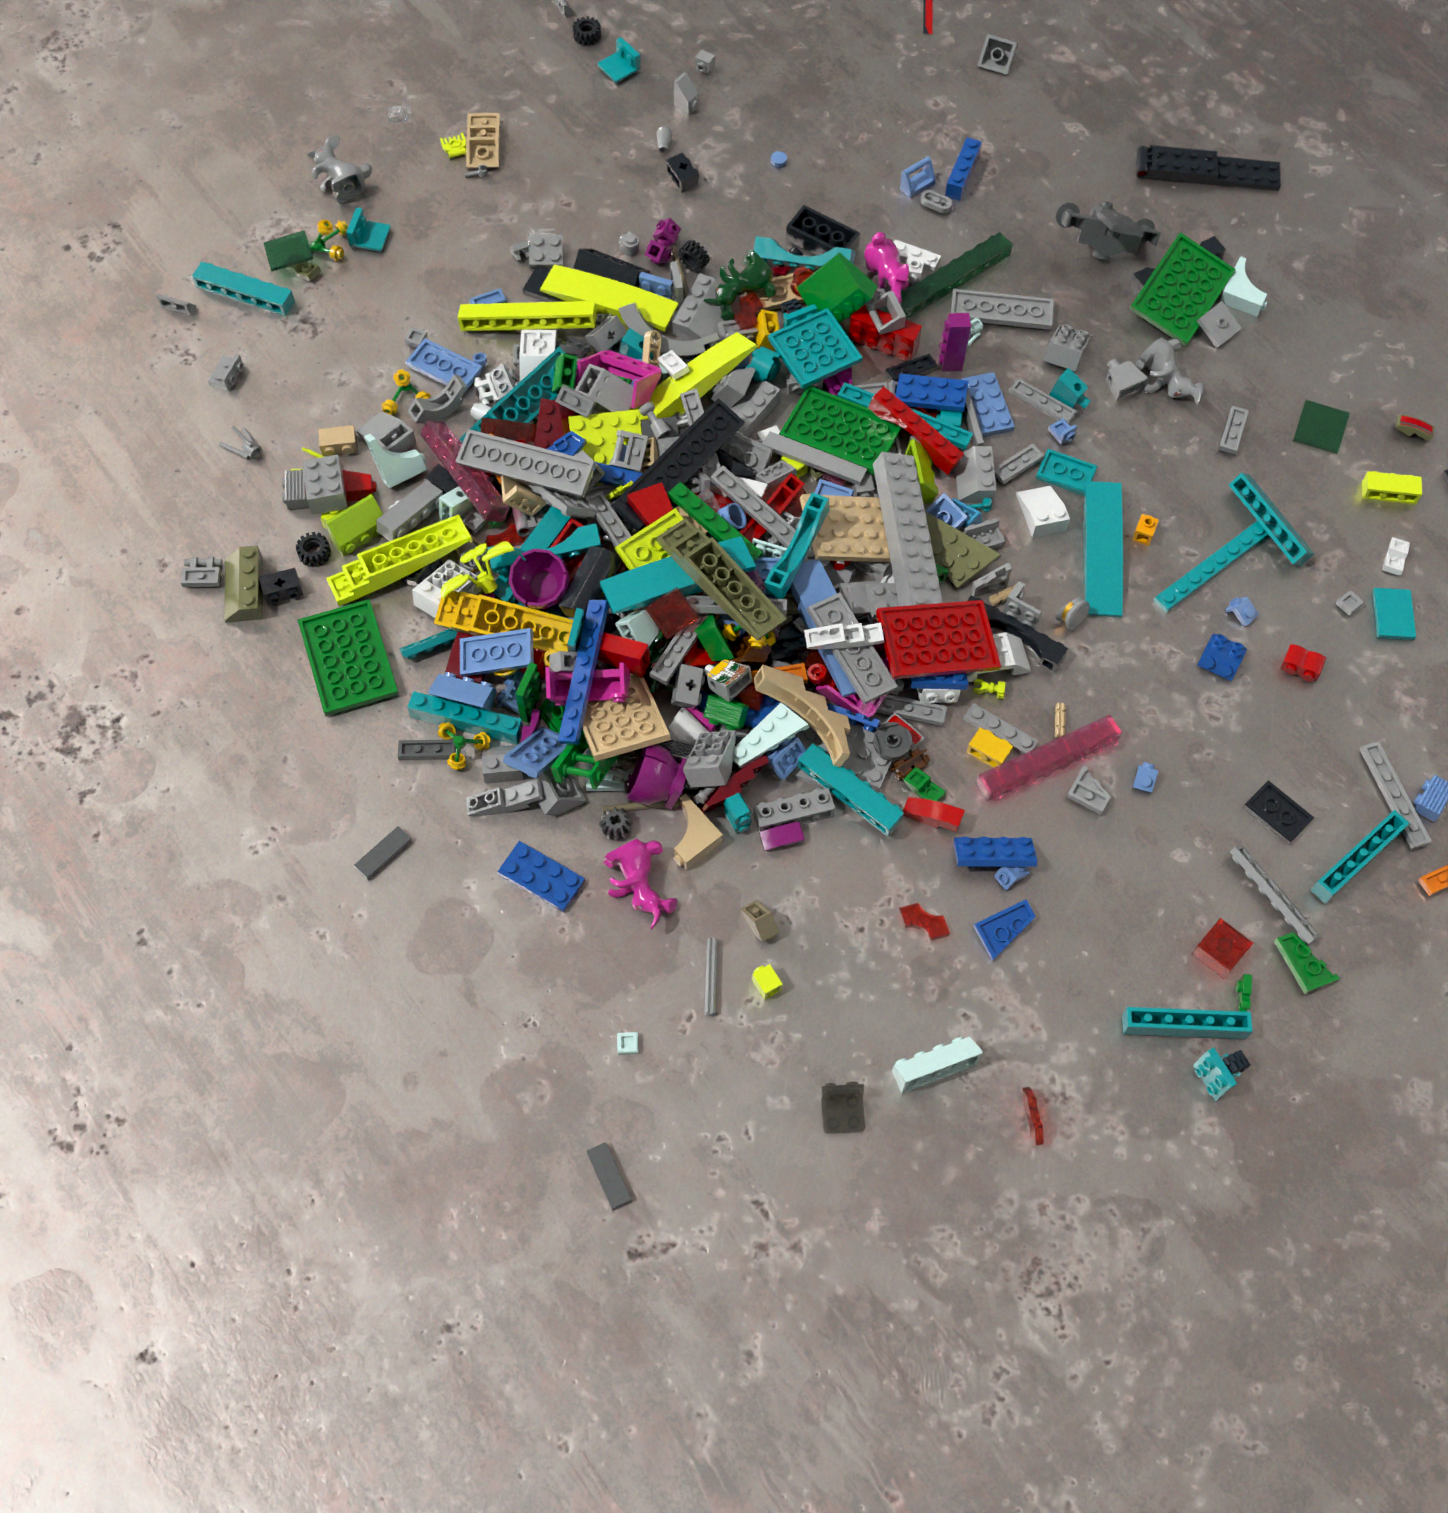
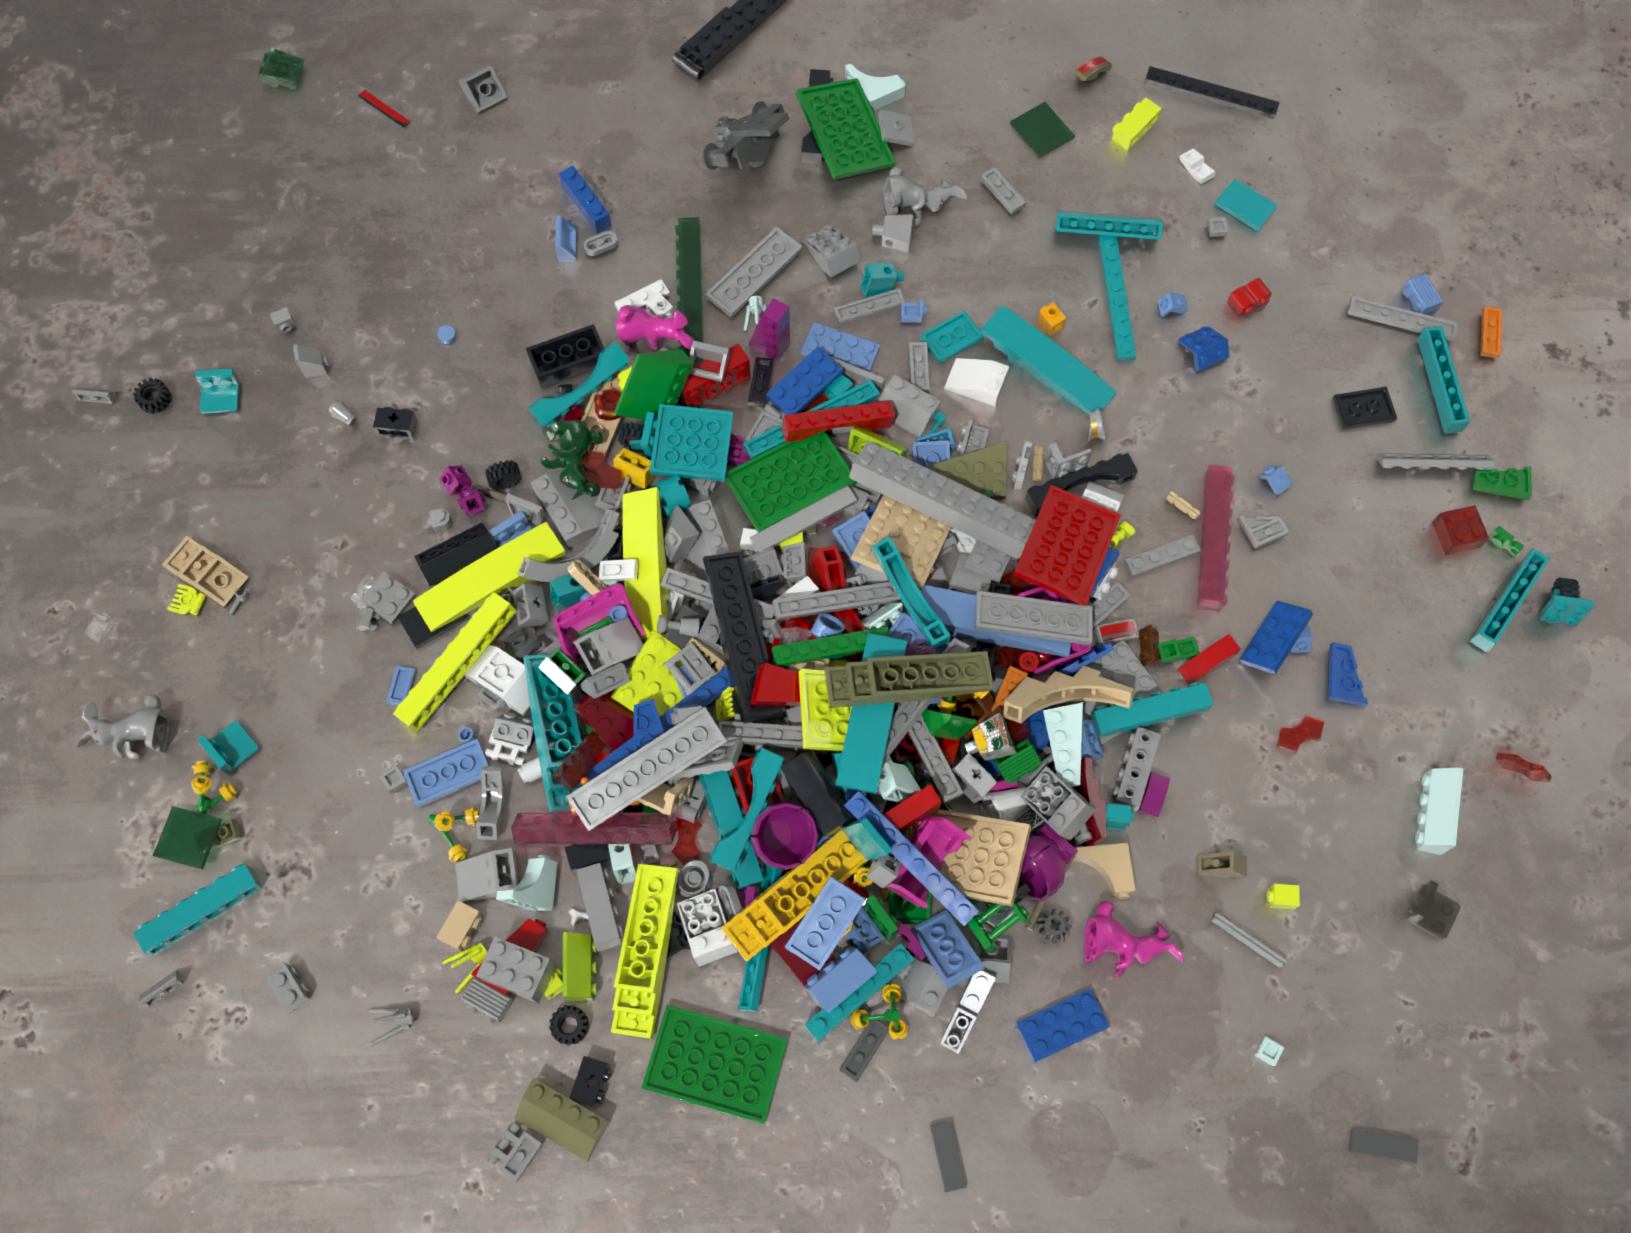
camera: 55 degrees left, 5 degrees up
(485, 579) = (734, 856): neon yellow plant -> none
(672, 612) = (906, 742): clear red plate -> none
(844, 636) = (1025, 616): white slope -> none
(892, 752) = (1137, 642): dark grey plate -> none
(989, 748) = (1177, 575): yellow brick -> none

